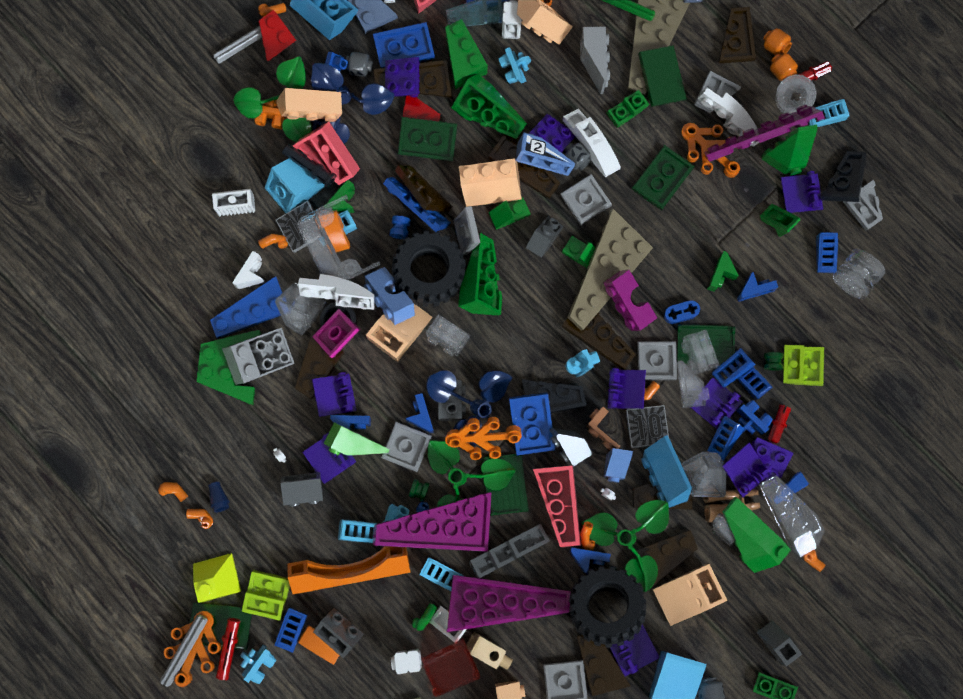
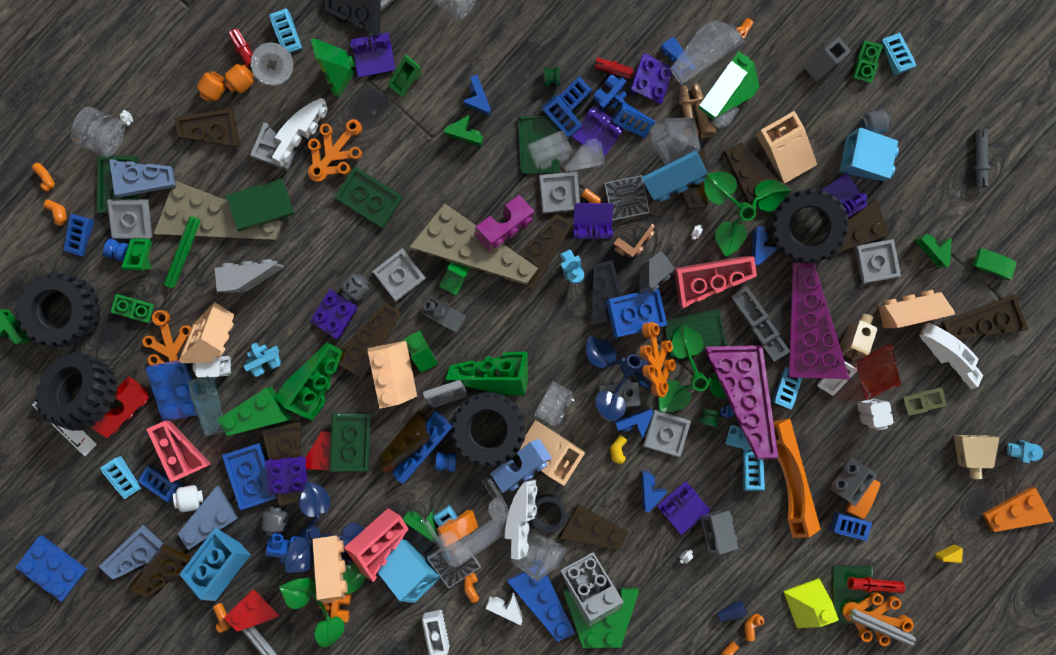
camera: 90 degrees left, 10 degrees up
(254, 662) = (885, 559): medium azure hips -> none
(266, 595) = (821, 554): lime slope -> none
(316, 170) = (398, 554): black pin -> none
(334, 394) = (623, 510): dark purple hinge -> none
(336, 333) = (565, 515): dark pink slope -> none
(351, 443) = (673, 488): slope -> none
(391, 394) = (616, 450): none -> yellow arm
(428, 614) = (831, 399): green arm -> none
(539, 153) = (357, 326): medium blue slope -> none
(585, 535) = (739, 252): orange arm -> none
(593, 140) = (338, 271): white slope -> none
(617, 464) = (670, 225): medium blue slope -> none
(627, 109) = (298, 238): green slope -> none
(680, 308) = (512, 168): blue beam -> none
(746, 470) = (665, 98): dark purple hinge -> none
(767, 131) = (316, 91): magenta wing -> none
(803, 365) = (552, 46): lime slope -> none
(833, 237) = (433, 34): blue slope -> none

